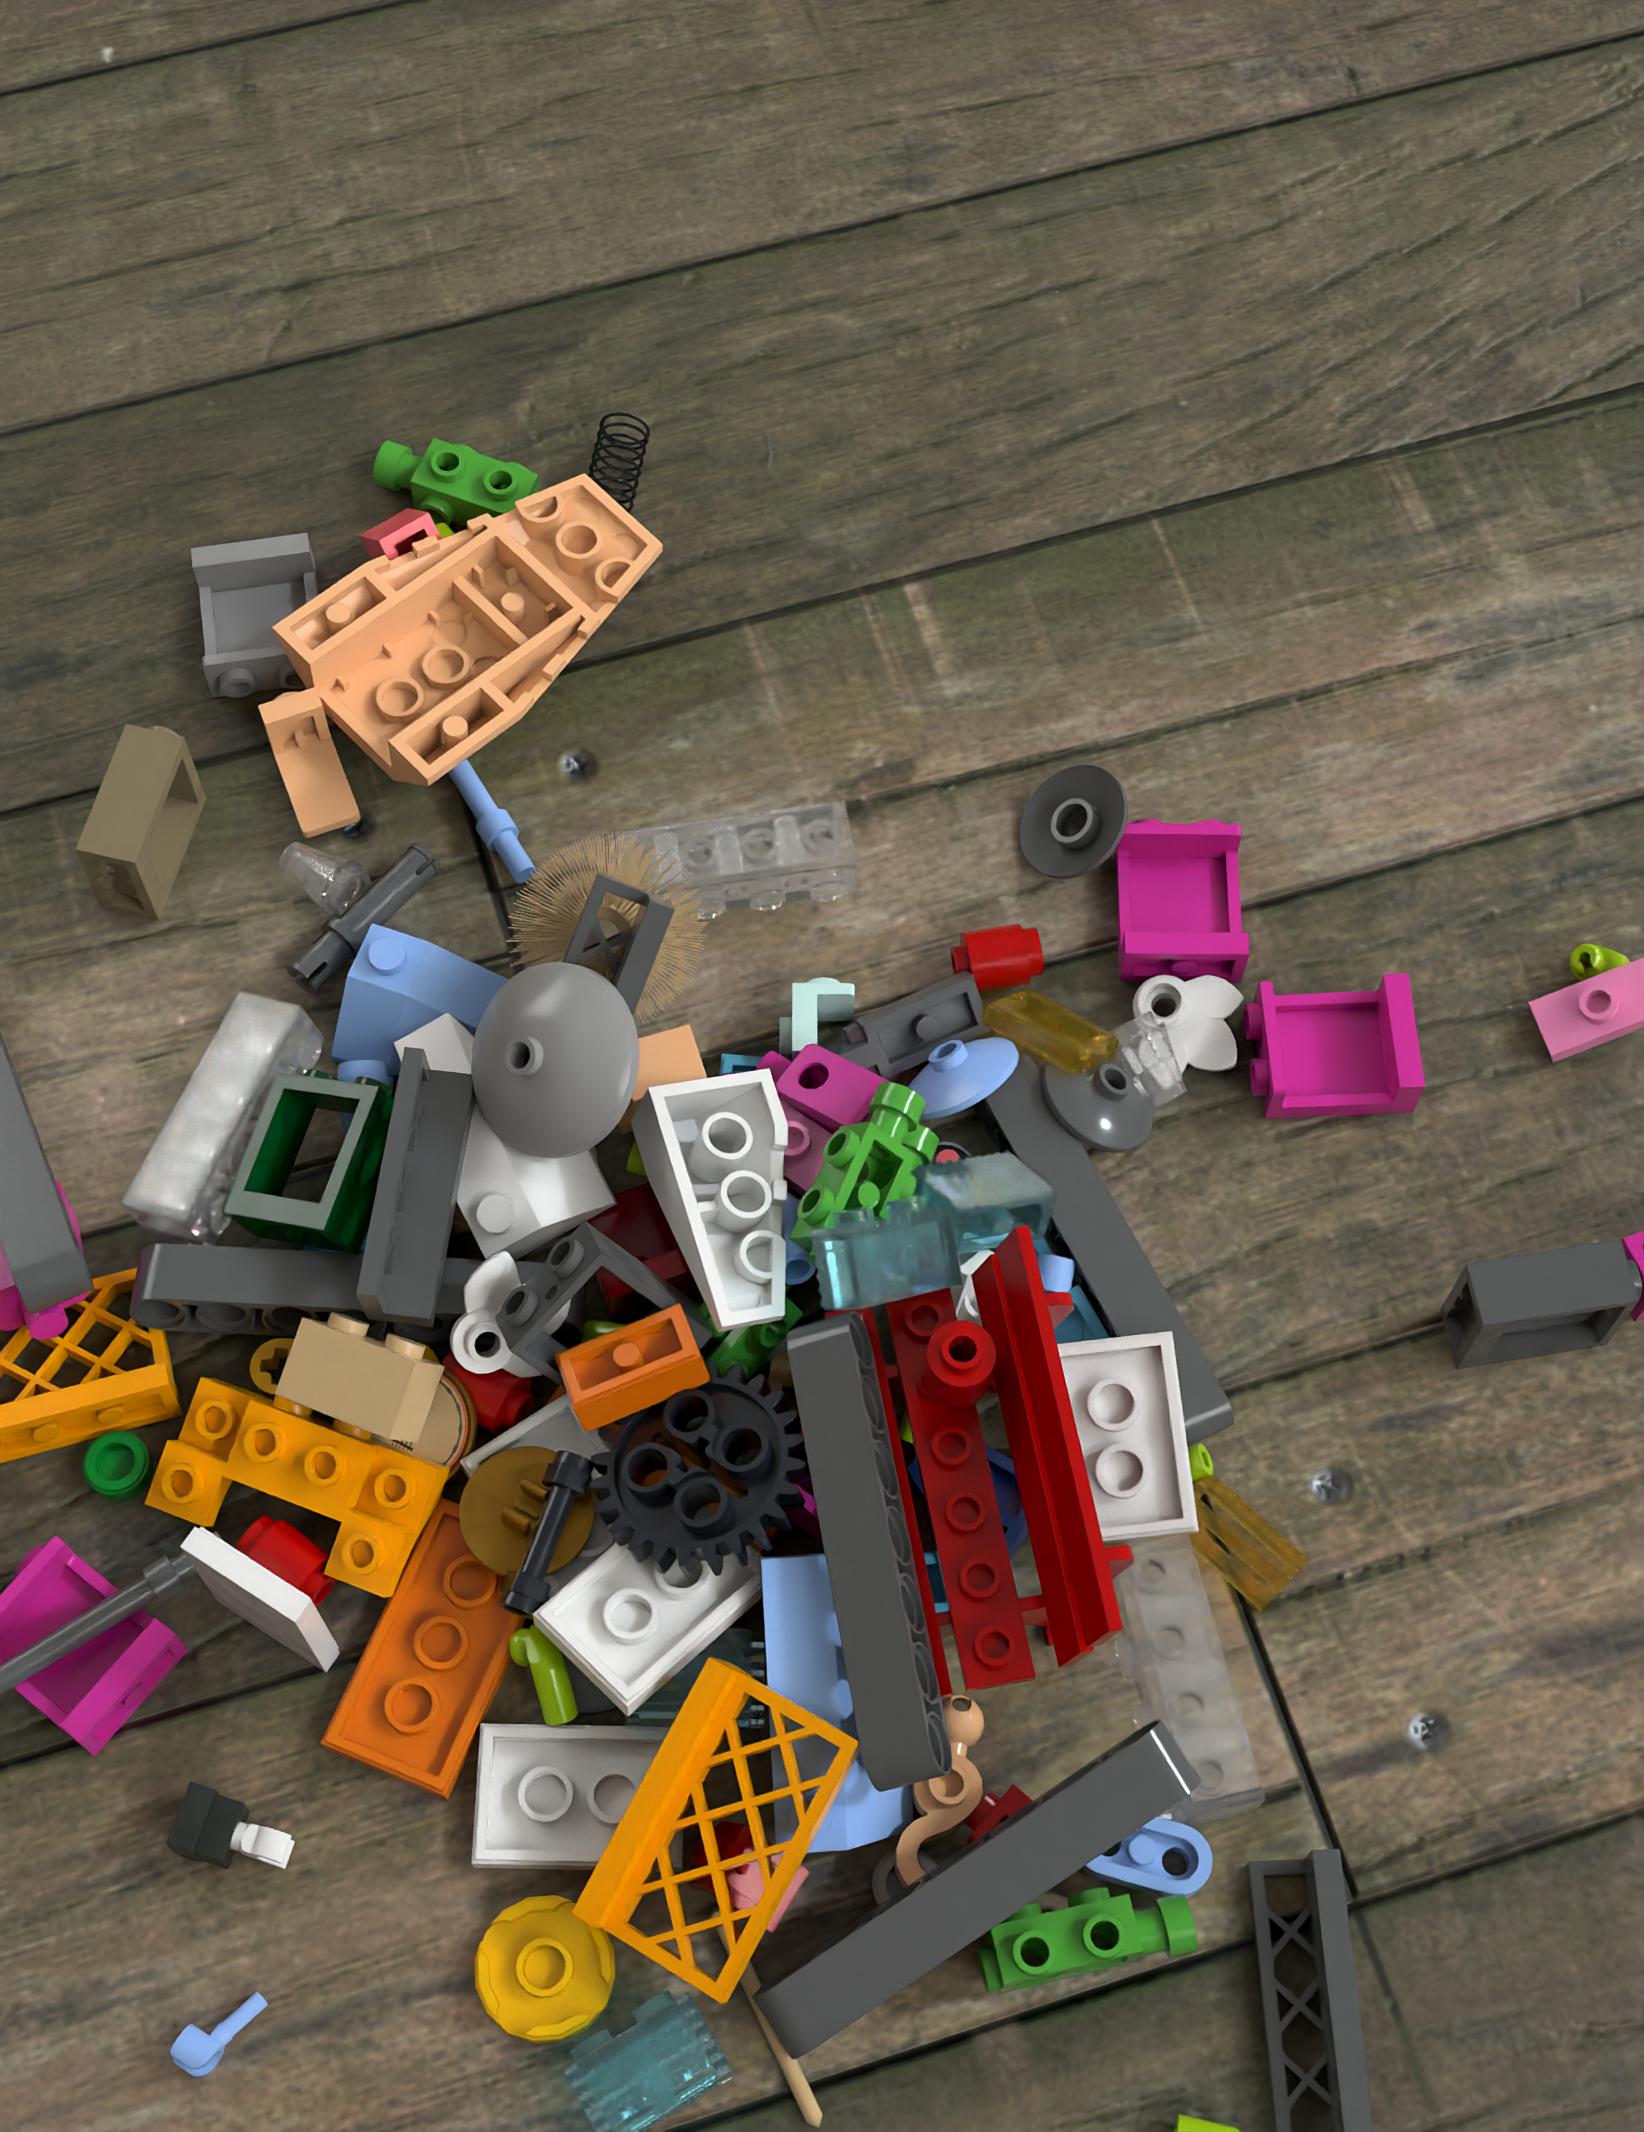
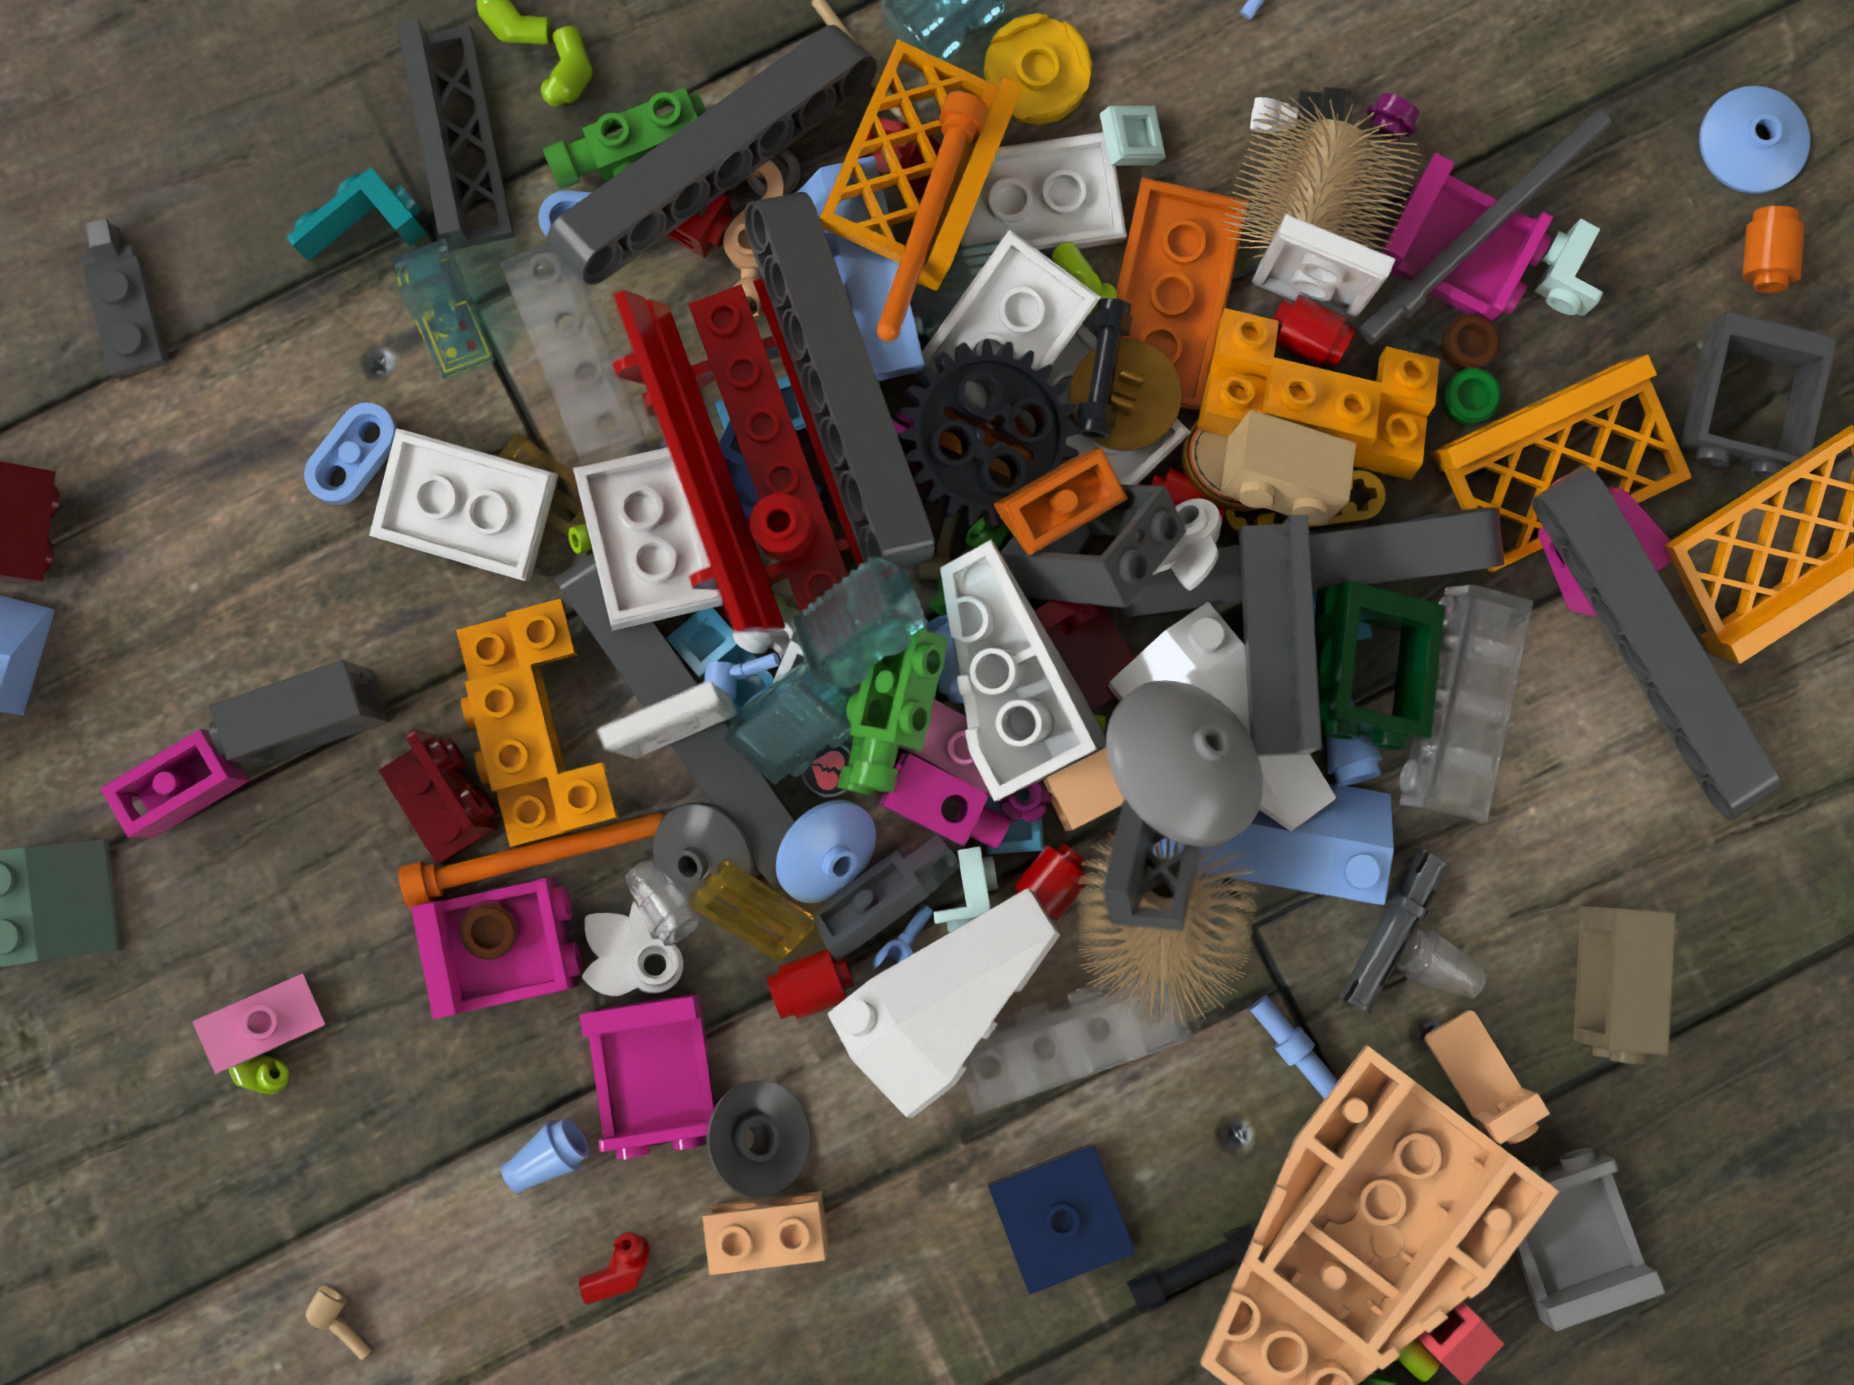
camera: 175 degrees right, 20 degrees up
(100, 1529) = (1470, 342): none -> reddish brown tile
(114, 1819) = (1393, 109): none -> magenta plate
(236, 1698) = (1323, 178): none -> tan piece
(444, 1851) = (1132, 135): none -> light aqua tile
(662, 1856) = (961, 121): none -> orange piece
(695, 639) = (1151, 1288): none -> black bar
(724, 1012) = (1055, 879): none -> red brick
(773, 715) = (1061, 1218): none -> dark blue plate
(869, 895) = (931, 1009): none -> white wedge
(894, 982) = (901, 948): none -> light blue hand
(1077, 730) = (765, 1233): none -> light nougat brick
(1115, 1186) = (668, 721): none -> white tile
(1149, 2065) = (571, 73): none -> lime arm
(1230, 732) = (623, 1271): none -> red arm
(1292, 1263) = (518, 730): none -> light orange bracket
(1294, 844) = (547, 1155): none -> light blue cone
(1335, 1528) = (463, 504): none -> white tile
(1341, 1064) = (489, 929): none -> reddish brown tile
(1344, 1772) = (442, 308): none -> clear light blue slope
(1385, 1208) = (438, 796): none -> dark red bracket
(1398, 1914) = (353, 201): none -> teal bracket
(1408, 1125) = (424, 882): none -> orange piece
(1464, 1613) = (347, 450): none -> light blue plate
(1540, 741) = (324, 1313): none -> tan hand

